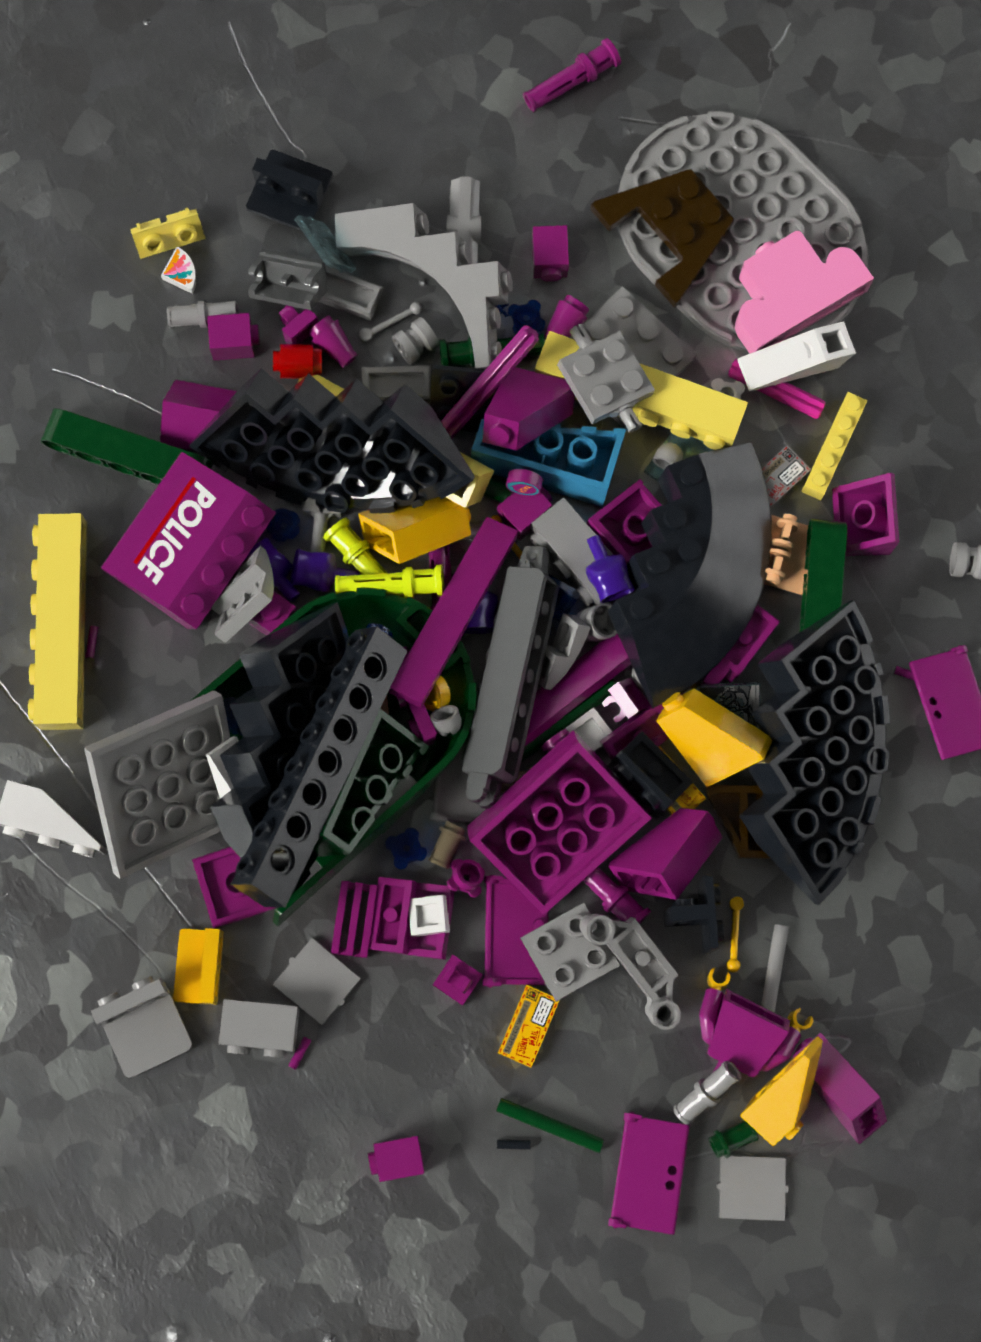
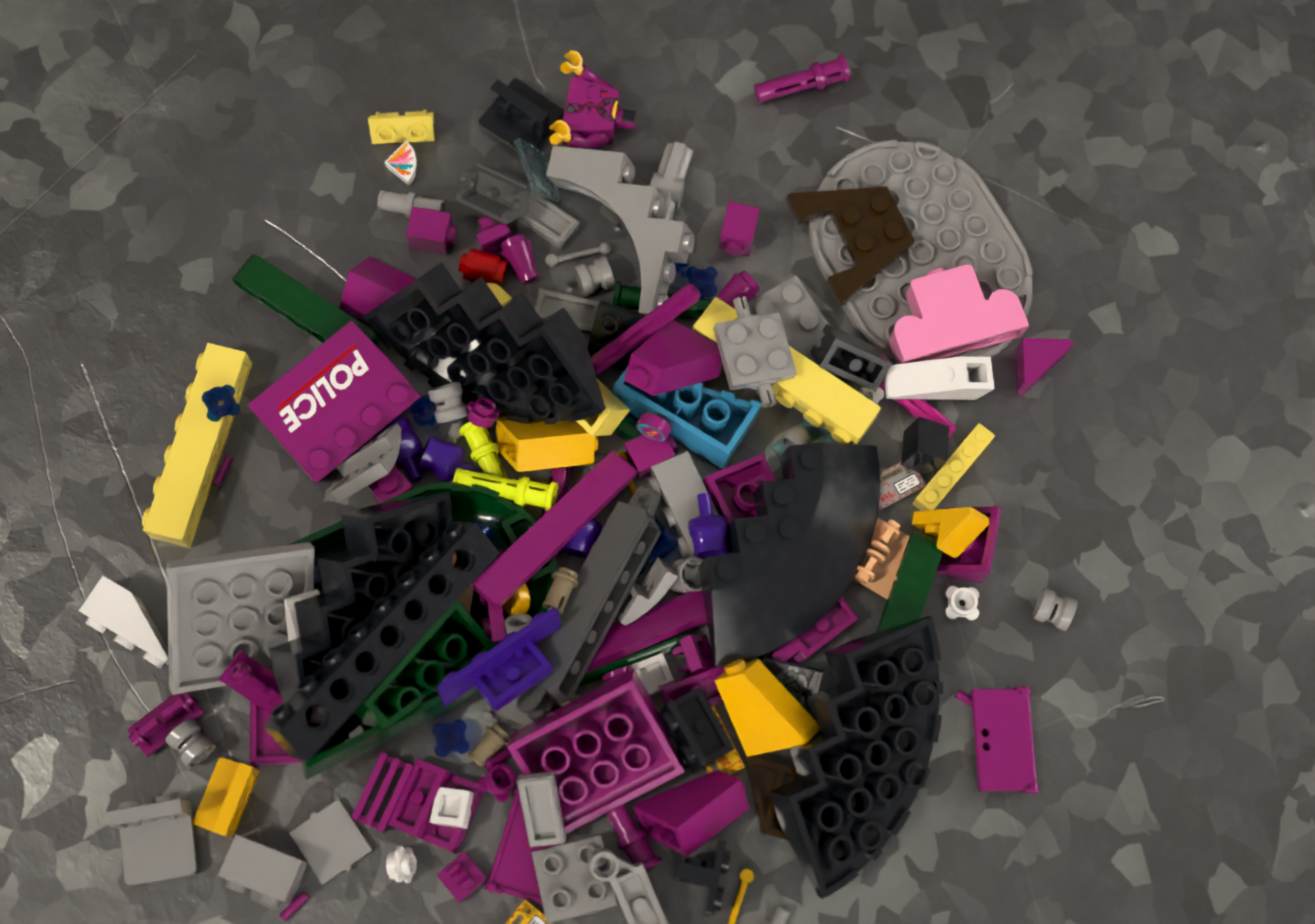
camera: 15 degrees right, 5 degrees down
(66, 565) = (217, 394): none -> clear blue plate
(114, 909) = (154, 727): none -> magenta hinge
(147, 922) = (190, 743): none -> light grey wheel
(199, 846) = (252, 682): none -> magenta hinge
(306, 511) = (448, 402): none -> light grey wheel
(344, 512) = (482, 412): none -> magenta plate
(360, 164) = (590, 109): none -> magenta torso
(395, 984) = (401, 864): none -> white plate
(449, 764) = (507, 668): none -> dark purple bracket
(461, 854) = (498, 758): none -> magenta piece
(477, 672) = (561, 589): none -> dark tan pin
(519, 892) = (541, 809): none -> light grey tile
(700, 358) = (850, 357): none -> black brick
(800, 429) = (925, 446): none -> black brick
(850, 505) = (952, 527): none -> yellow slope
(884, 571) = (969, 596): none -> white plate
(888, 309) = (1036, 358): none -> magenta slope

